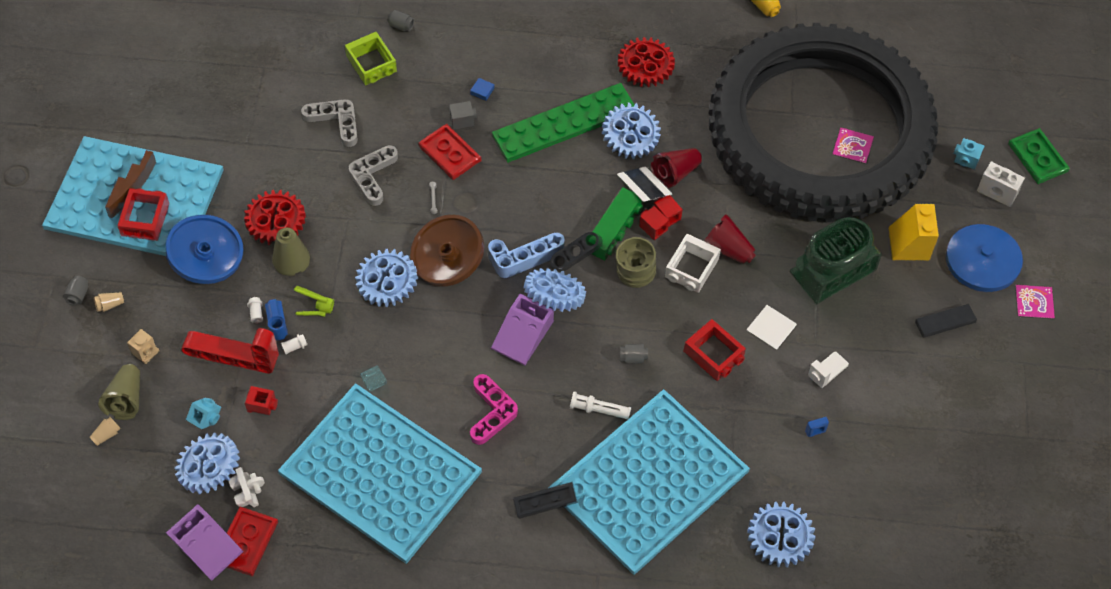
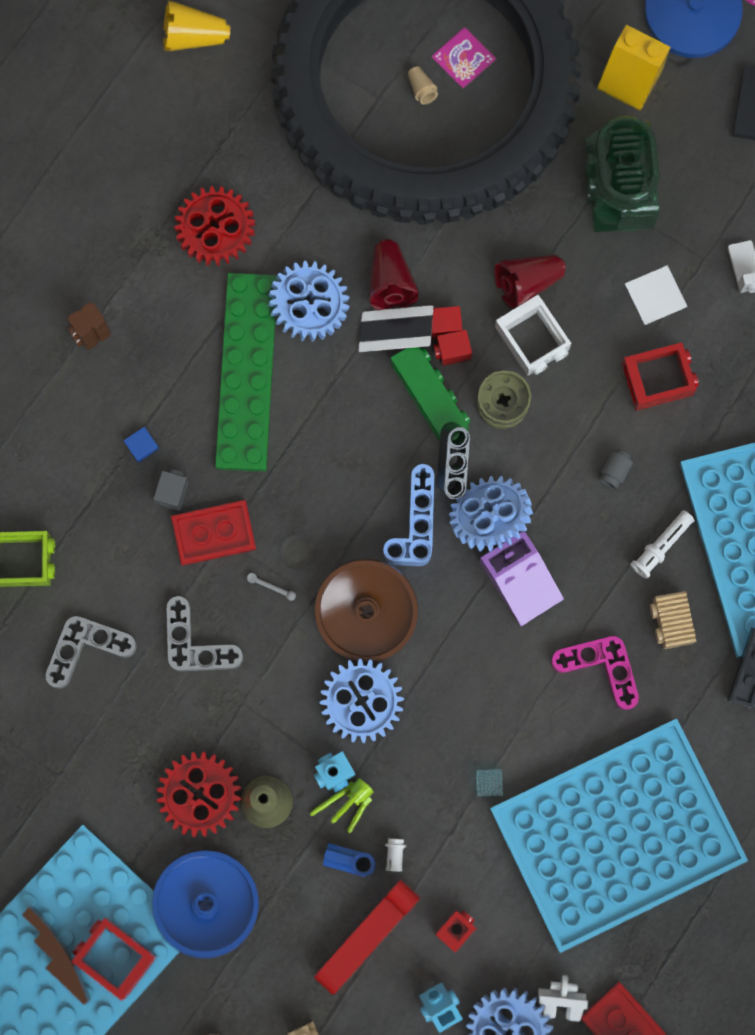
camera: 60 degrees left, 20 degrees up
(255, 310) = (321, 879): white pin -> none
(330, 282) = (337, 762): none -> medium azure brick
(537, 24) = (88, 326): none -> reddish brown brick
(549, 436) = (673, 620): none -> tan brick
(814, 130) = (422, 86): none -> tan cone

